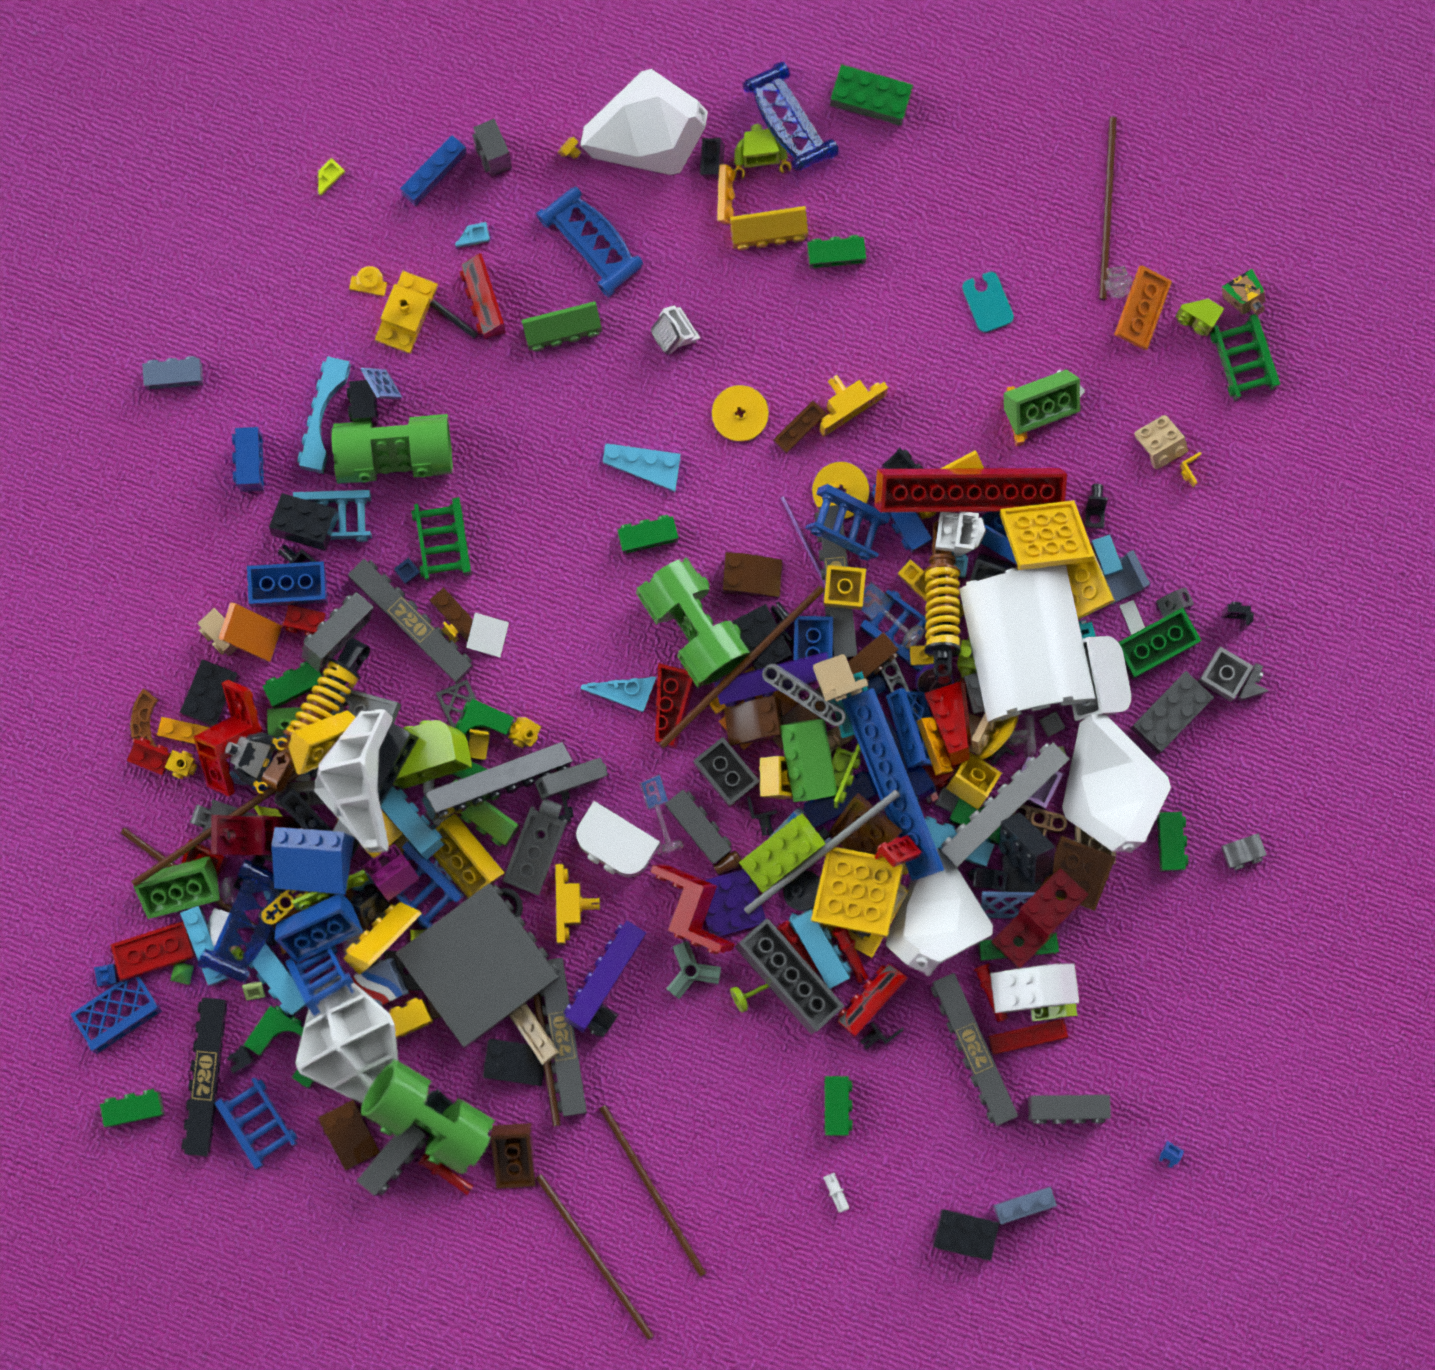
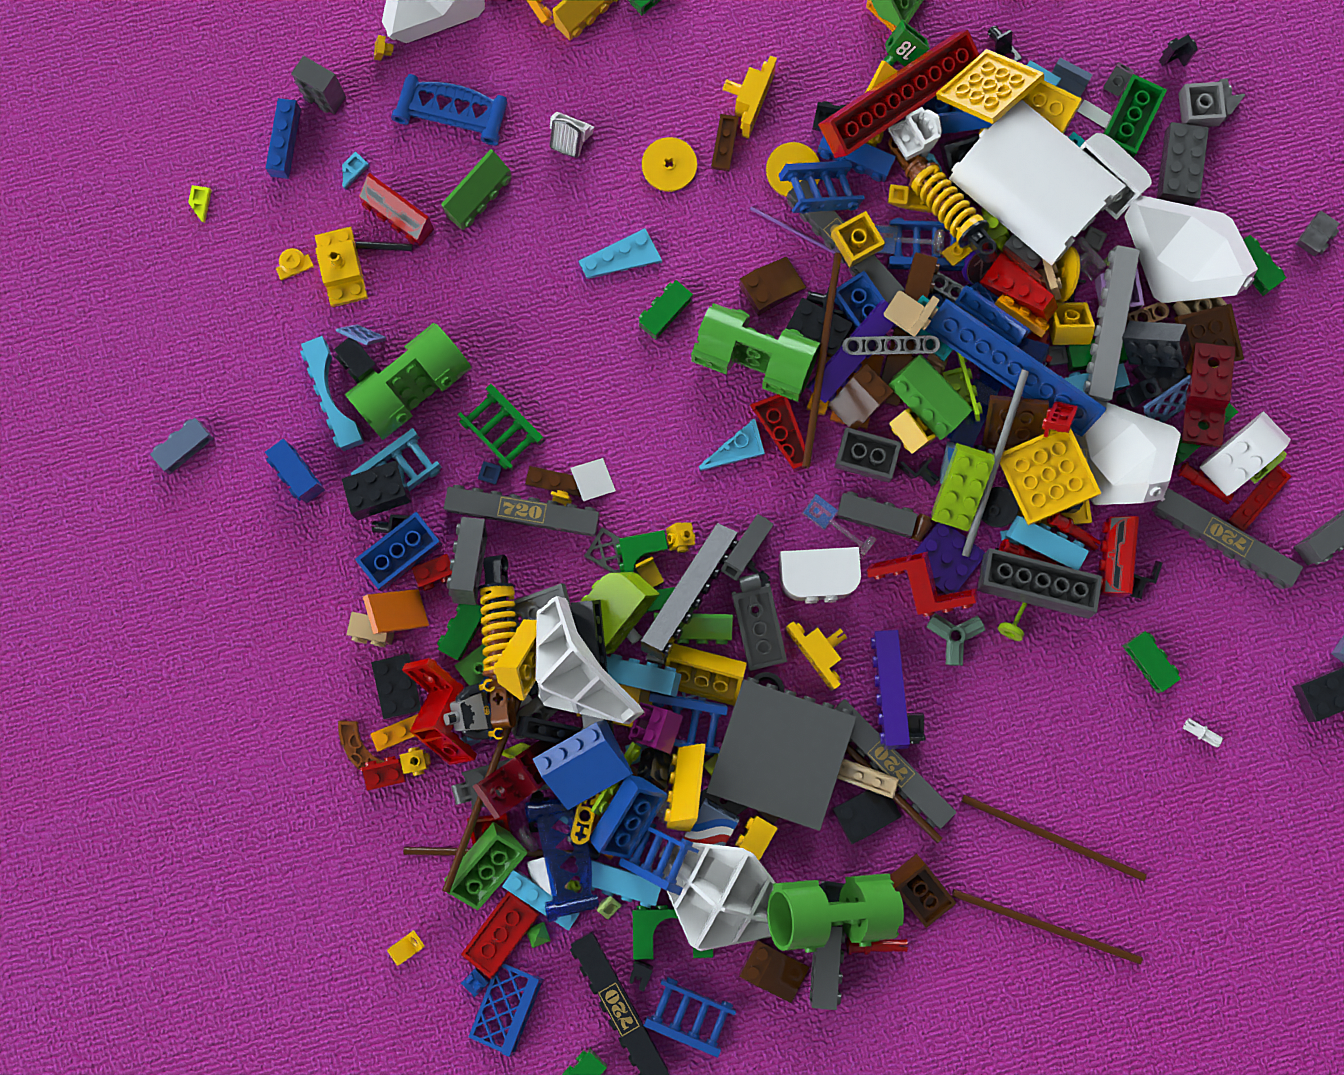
camera: 30 degrees left, 0 degrees up
(70, 908) = (405, 948): none -> yellow bracket
(1009, 450) = (905, 45): none -> green torso

